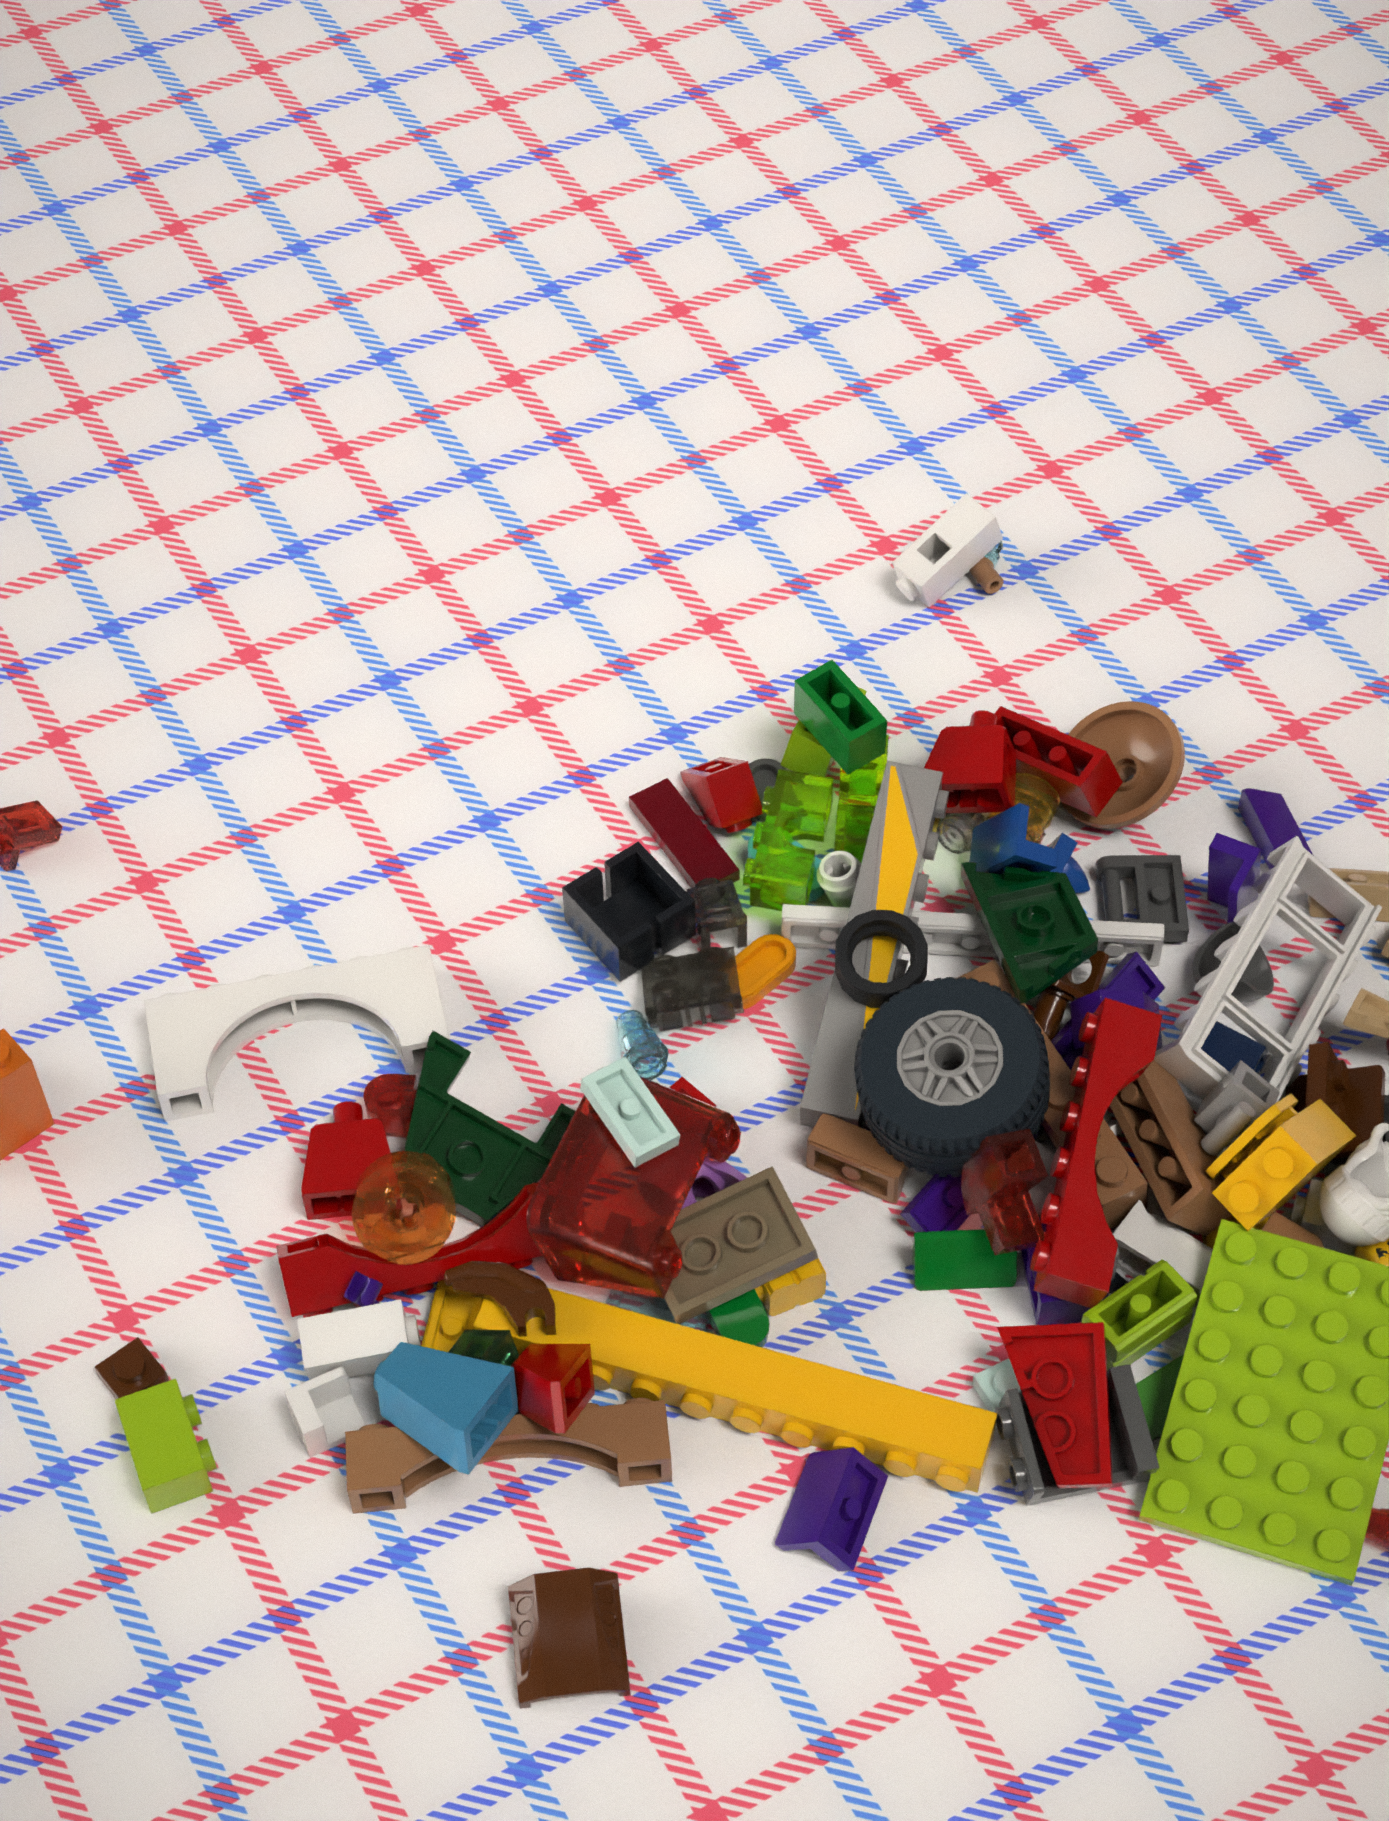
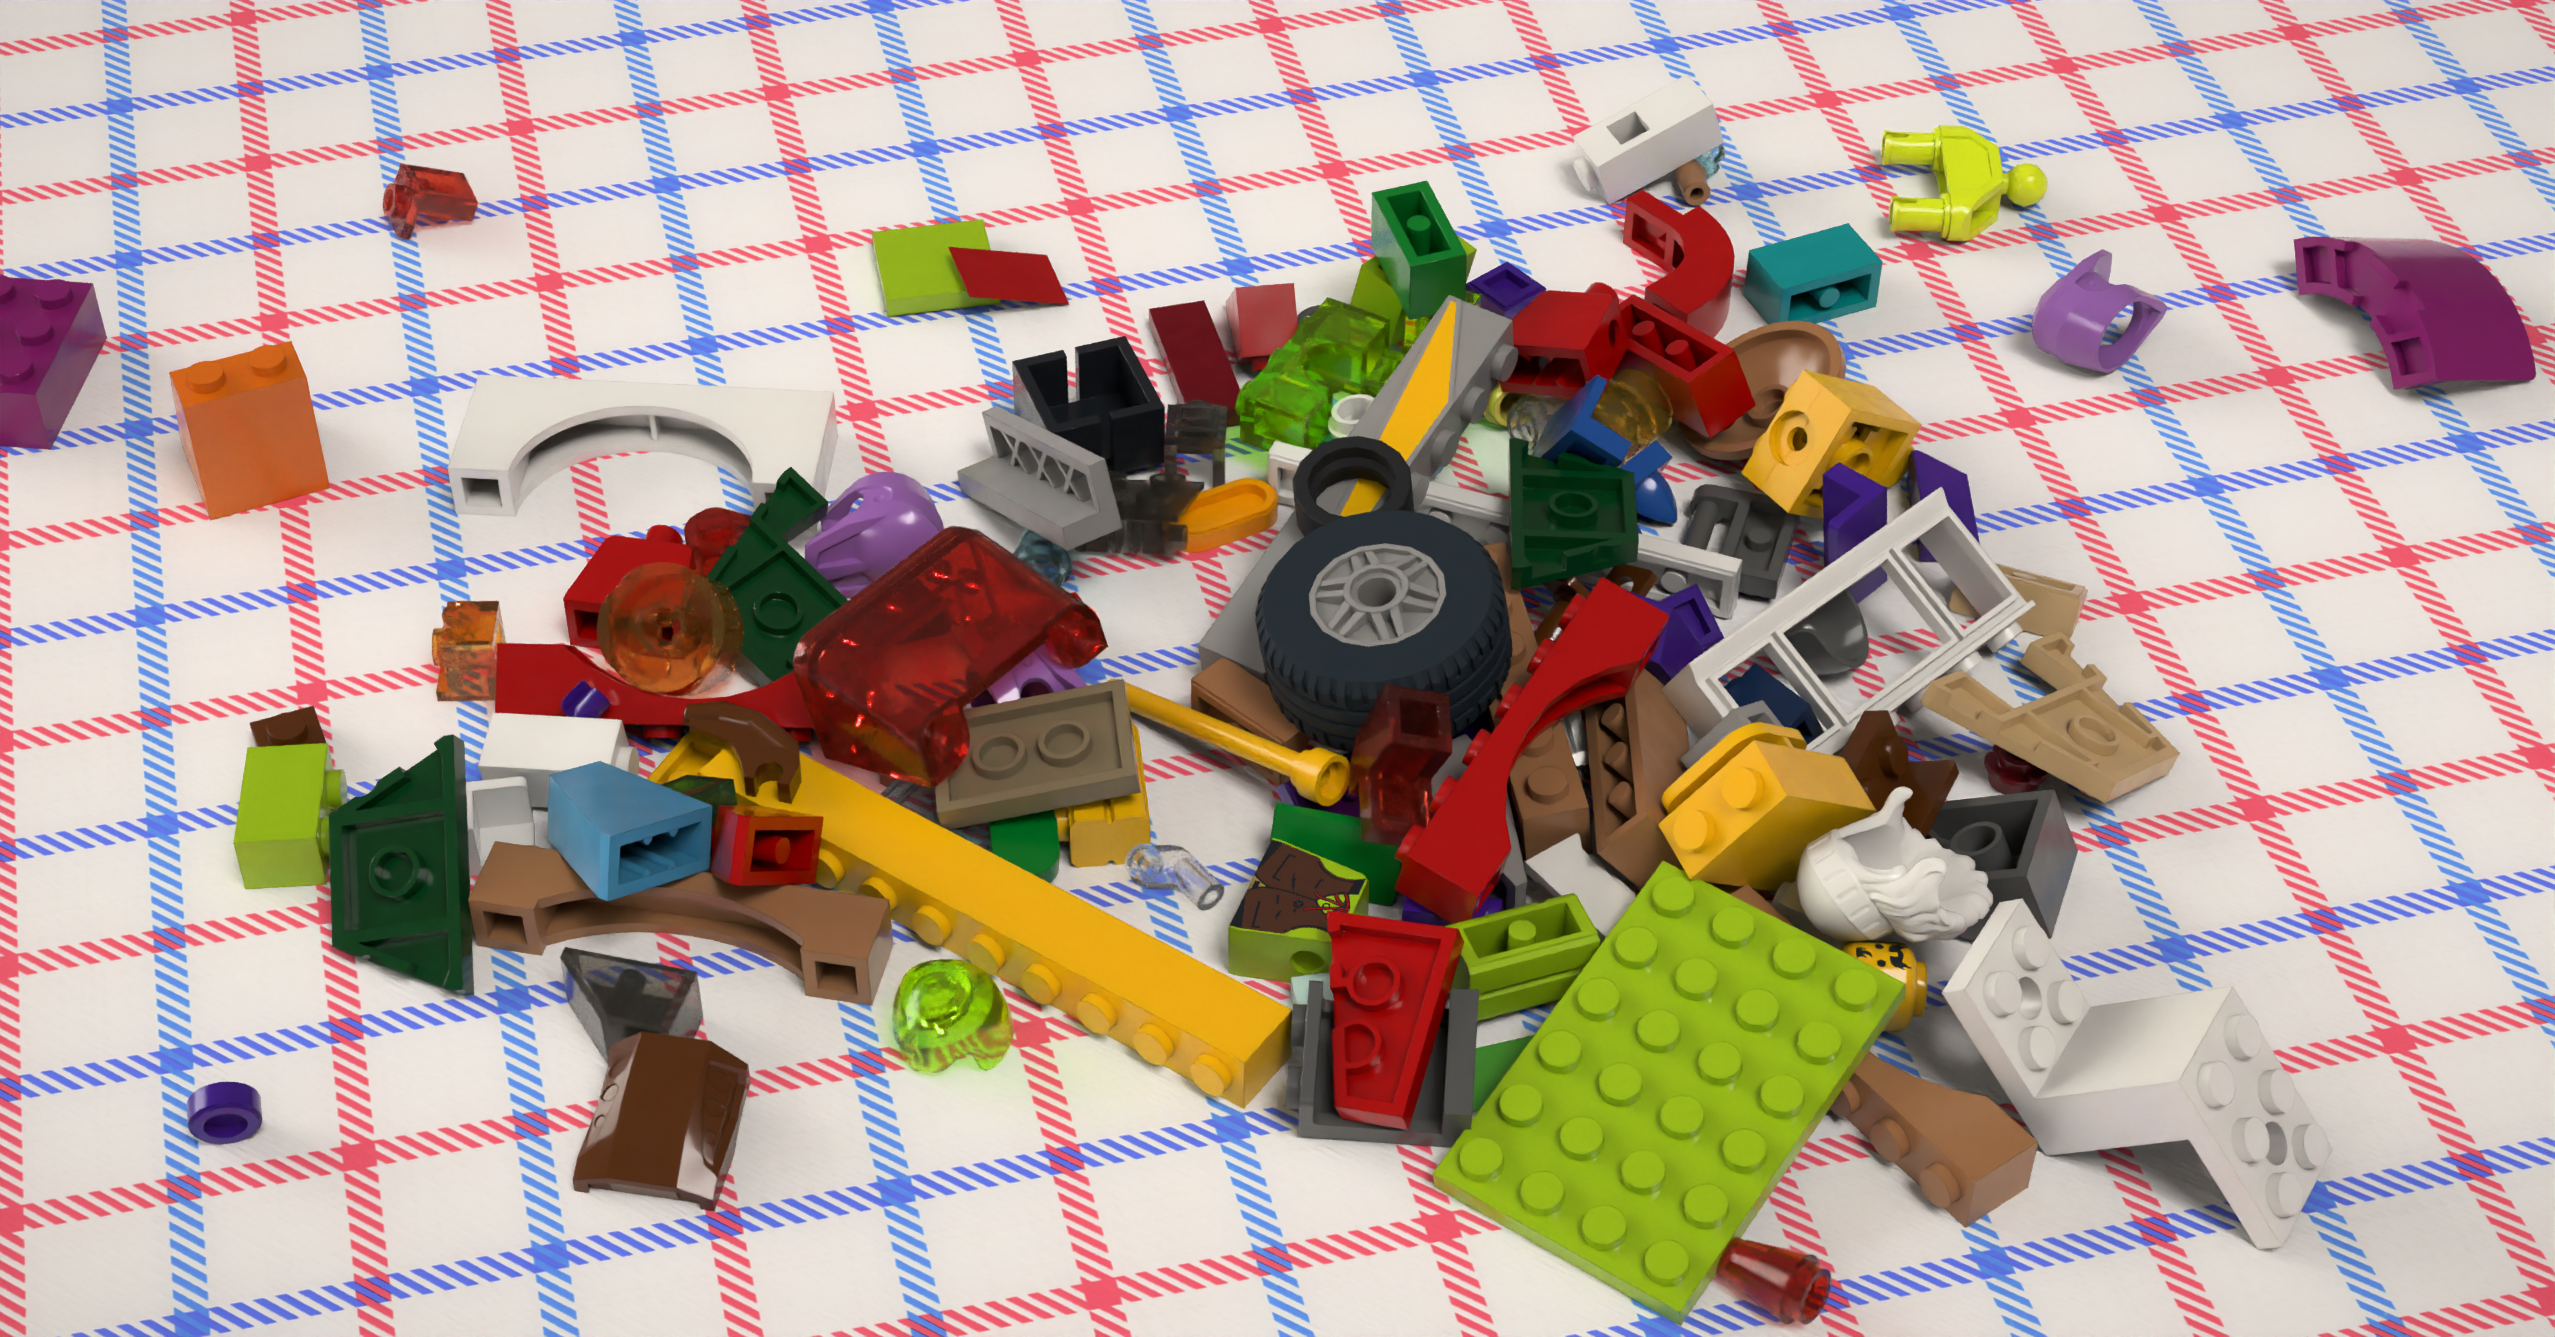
camera: 15 degrees right, 10 degrees down
(233, 1727) = (224, 1112): none -> dark purple tile
(242, 1257) = (468, 650): none -> clear orange brick
(287, 1478) = (406, 872): none -> dark green wing
(446, 795) = (919, 269): none -> lime tile
(501, 1542) = (629, 996): none -> clear smoke slope
(508, 791) = (1008, 275): none -> red sticker
(526, 1072) = (883, 531): none -> medium lavender helmet
(627, 993) = (1042, 482): none -> light grey fence
(630, 1111) = (962, 564): light aqua plate -> none
(756, 1490) = (948, 1013): none -> clear neon green helmet
(833, 1506) = (1055, 1072): dark purple panel -> none
(851, 1302) = (1173, 869): none -> clear arm
(894, 707) = (1505, 290): none -> dark purple tile
(934, 1201) = (1315, 772): none -> yellow piece
(962, 1321) = (1283, 915): none -> torso
(1021, 649) = (1693, 253): none -> red arch
(1110, 646) = (1813, 277): none -> teal brick
(1186, 525) = (1967, 181): none -> neon yellow connector
(1193, 805) = (1826, 424): none -> yellow brick
(1324, 638) = (2080, 309): none -> medium lavender helmet

